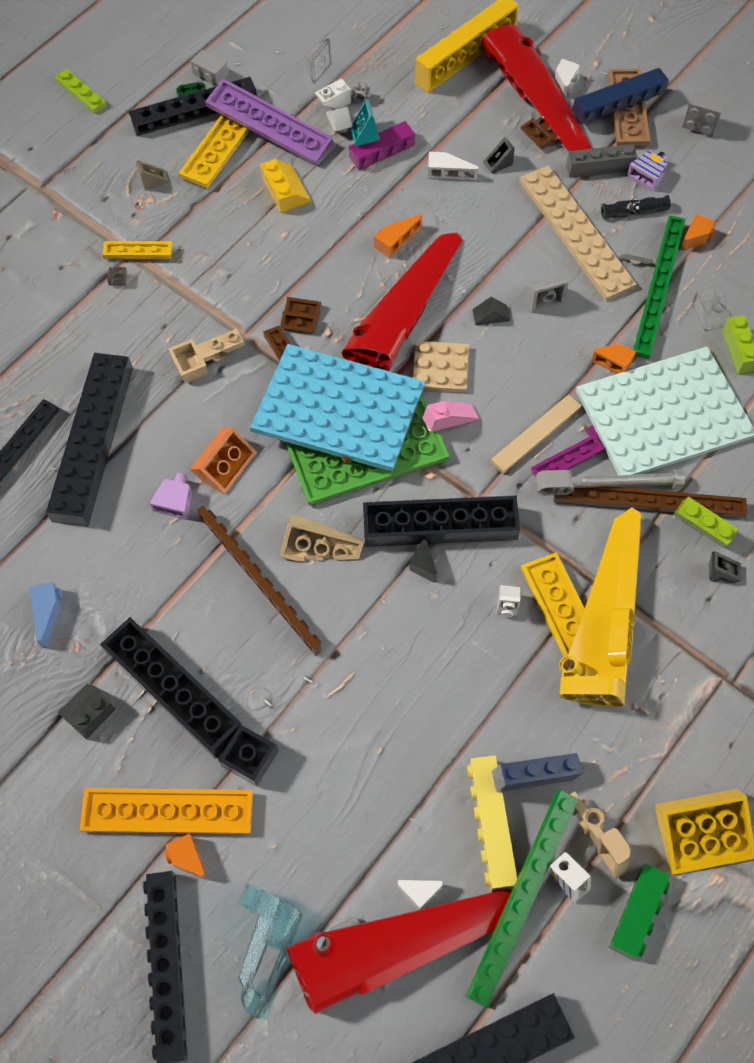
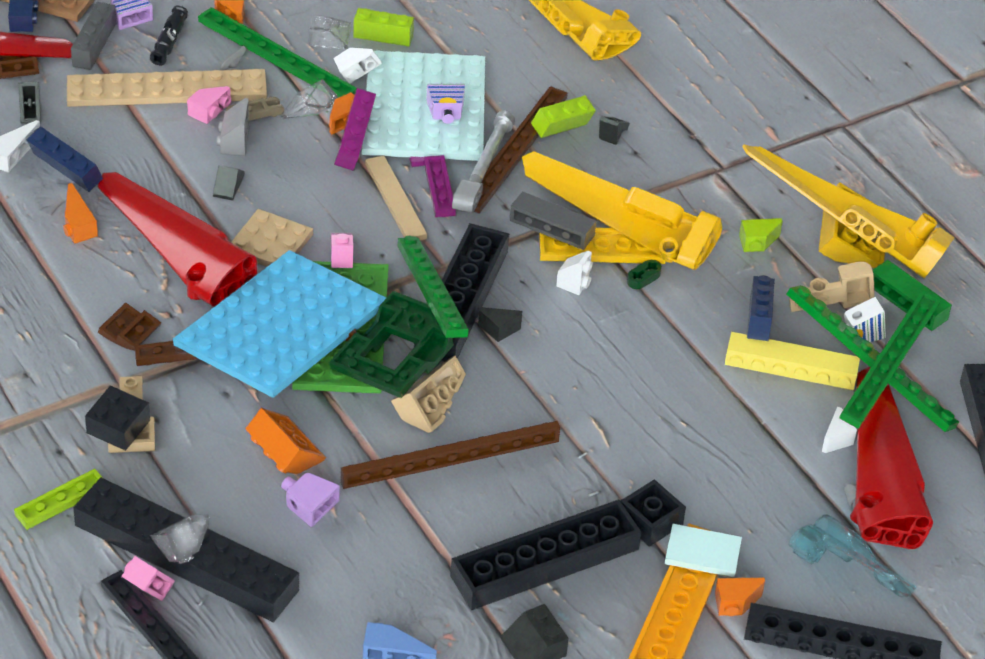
camera: 75 degrees left, 20 degrees down
(45, 424) = (148, 578): none -> bright pink brick
(73, 425) = (182, 538): none -> clear slope
(113, 344) = (56, 500): none -> lime plate
(183, 341) = (117, 418): none -> black brick
(220, 812) = (703, 550): none -> light aqua tile
(365, 504) = (407, 320): none -> dark green piece
(414, 494) = (432, 287): none -> green plate
(449, 201) = (64, 159): none -> dark blue brick
(517, 915) = (889, 359): none -> green plate
(544, 662) = (647, 271): none -> dark green beam
(560, 559) = (552, 220): none -> dark grey brick
(570, 264) = (208, 103): none -> bright pink slope
(584, 297) = (263, 108): none -> dark tan hinge
(589, 370) = (355, 129): none -> magenta brick
(613, 329) = (311, 101): none -> clear slope
(649, 742) = (759, 233): none -> lime slope
(663, 424) = (445, 101): none -> lavender torso
(675, 341) = (356, 63): none -> white slope
(708, 857) = (905, 239): none -> yellow panel

